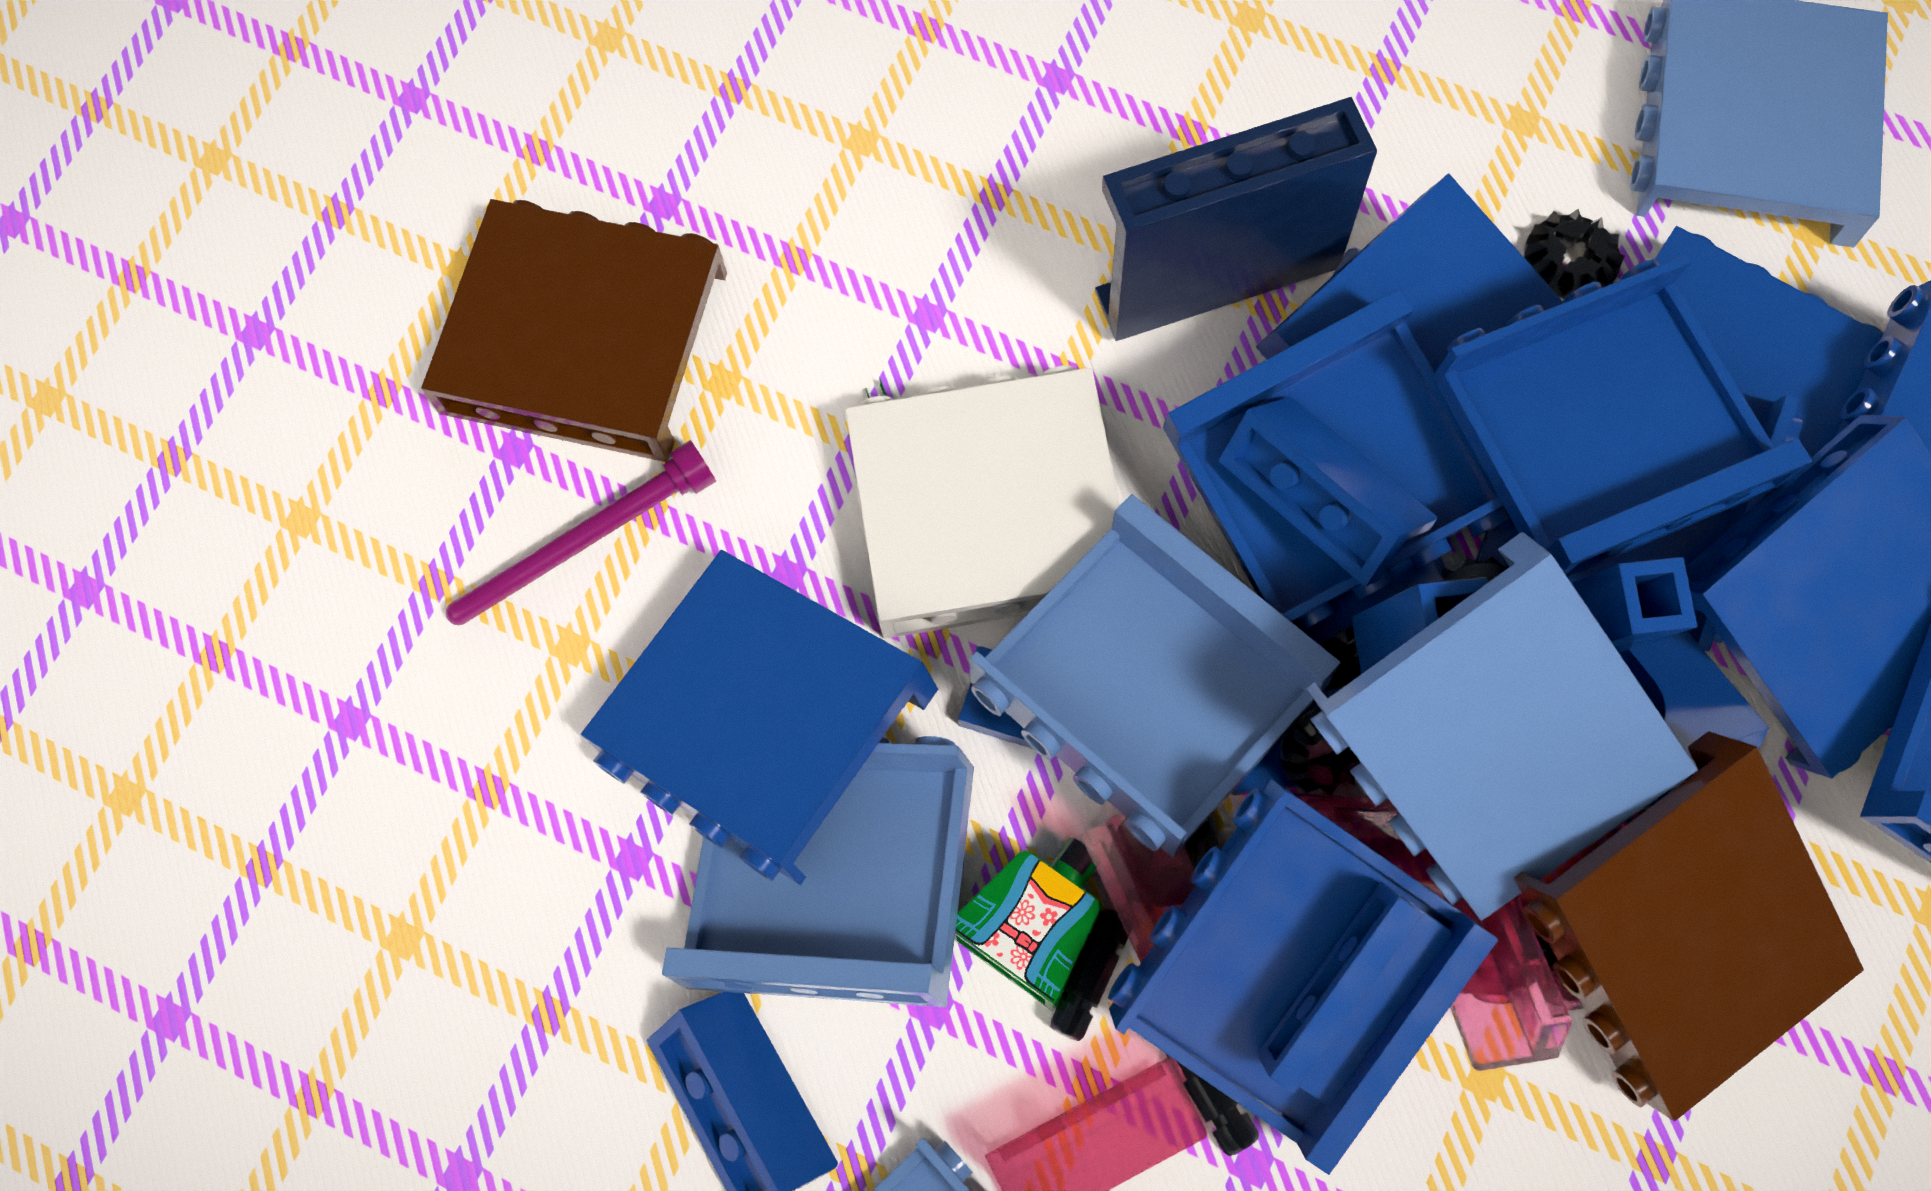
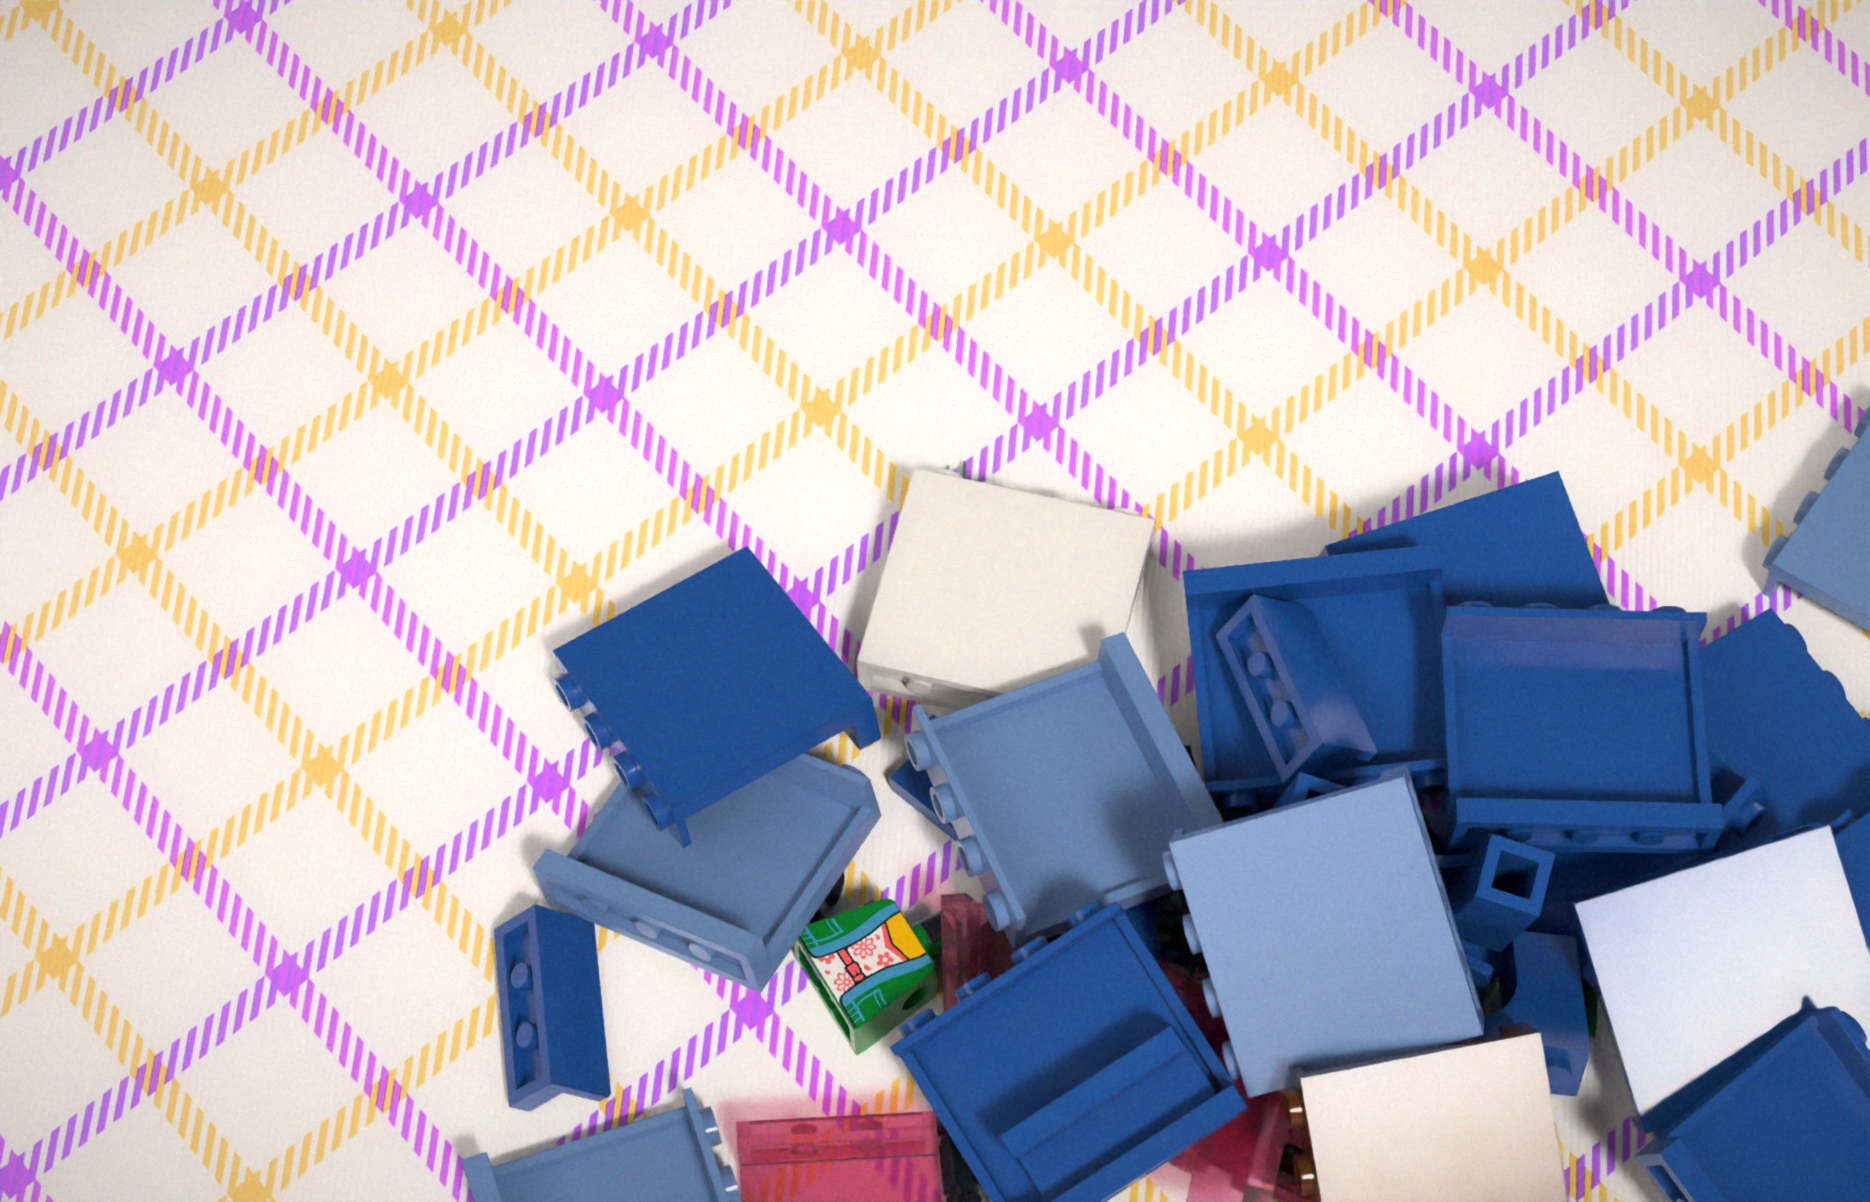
camera: 20 degrees right, 10 degrees down
(573, 328) = (706, 306): reddish brown panel -> none
(682, 473) = (745, 473): magenta piece -> none
(1090, 976) = (869, 1059): black axle -> none
(1234, 217) = (1330, 434): dark blue panel -> none
(1549, 243) = (1649, 591): black gear -> none

